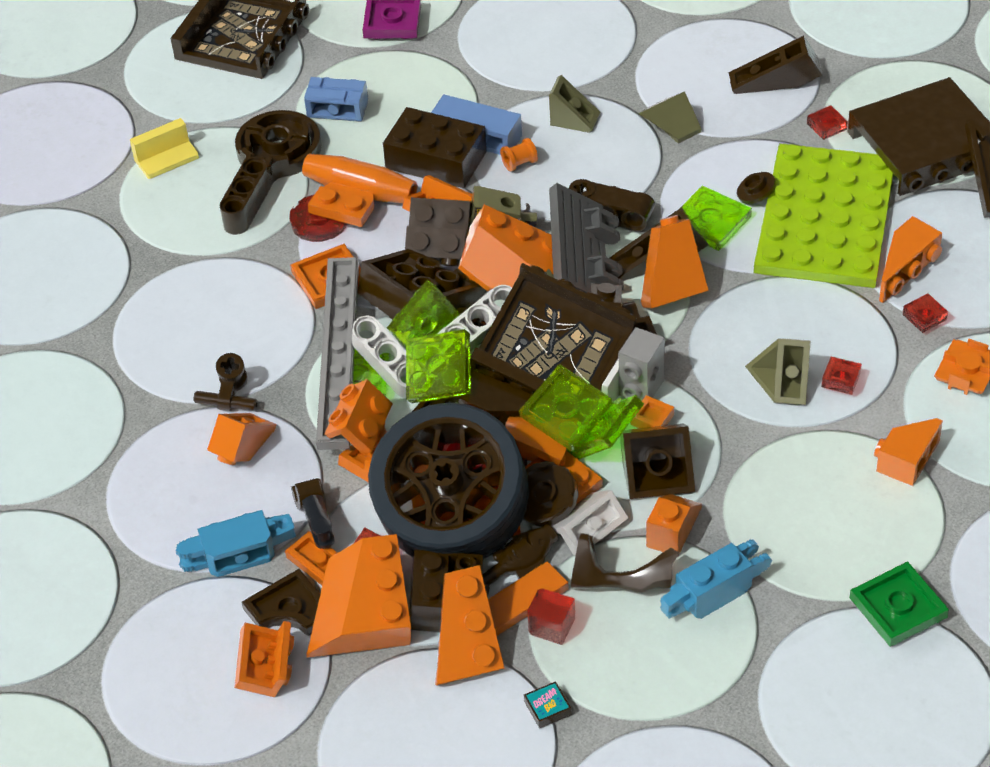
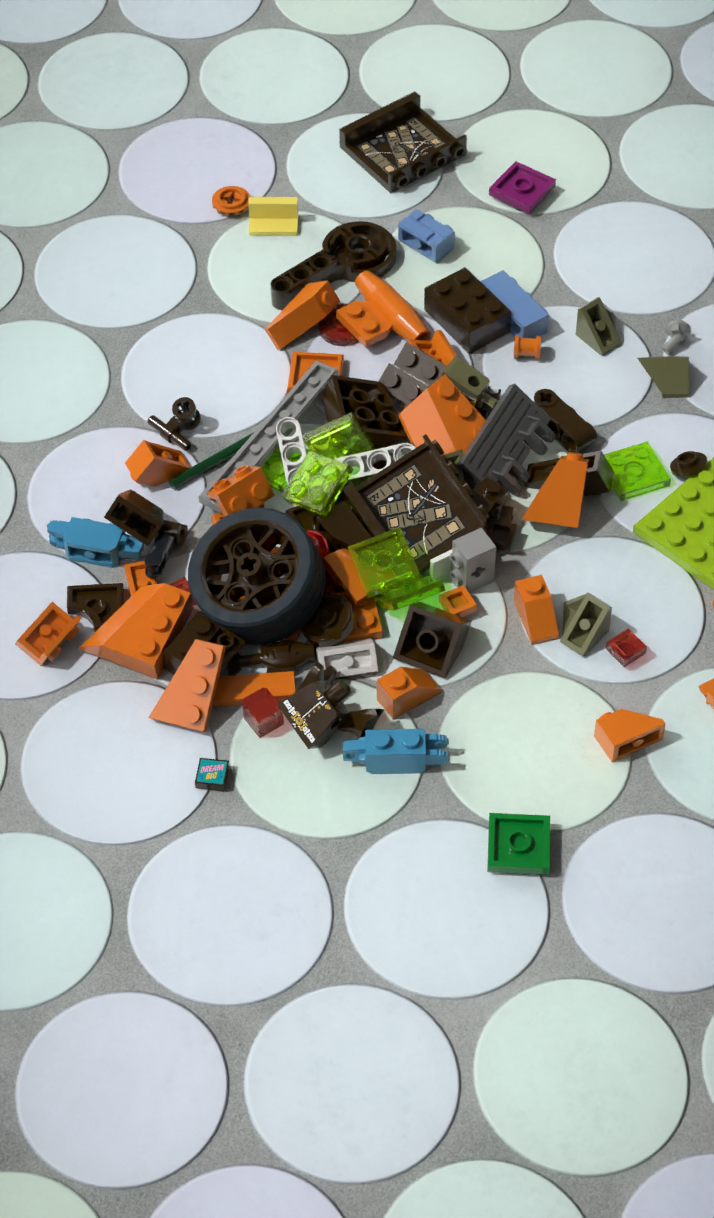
camera: 30 degrees right, 5 degrees up
(114, 147) = (225, 195): none -> orange gear
(267, 493) = (136, 516): none -> dark brown torso
(273, 222) = (302, 313): none -> orange slope
(293, 405) = (208, 463): none -> dark green bar
(612, 581) = (316, 711): none -> dark brown torso
(646, 77) = (678, 331): none -> light grey plate
(731, 382) = (536, 609): none -> orange slope

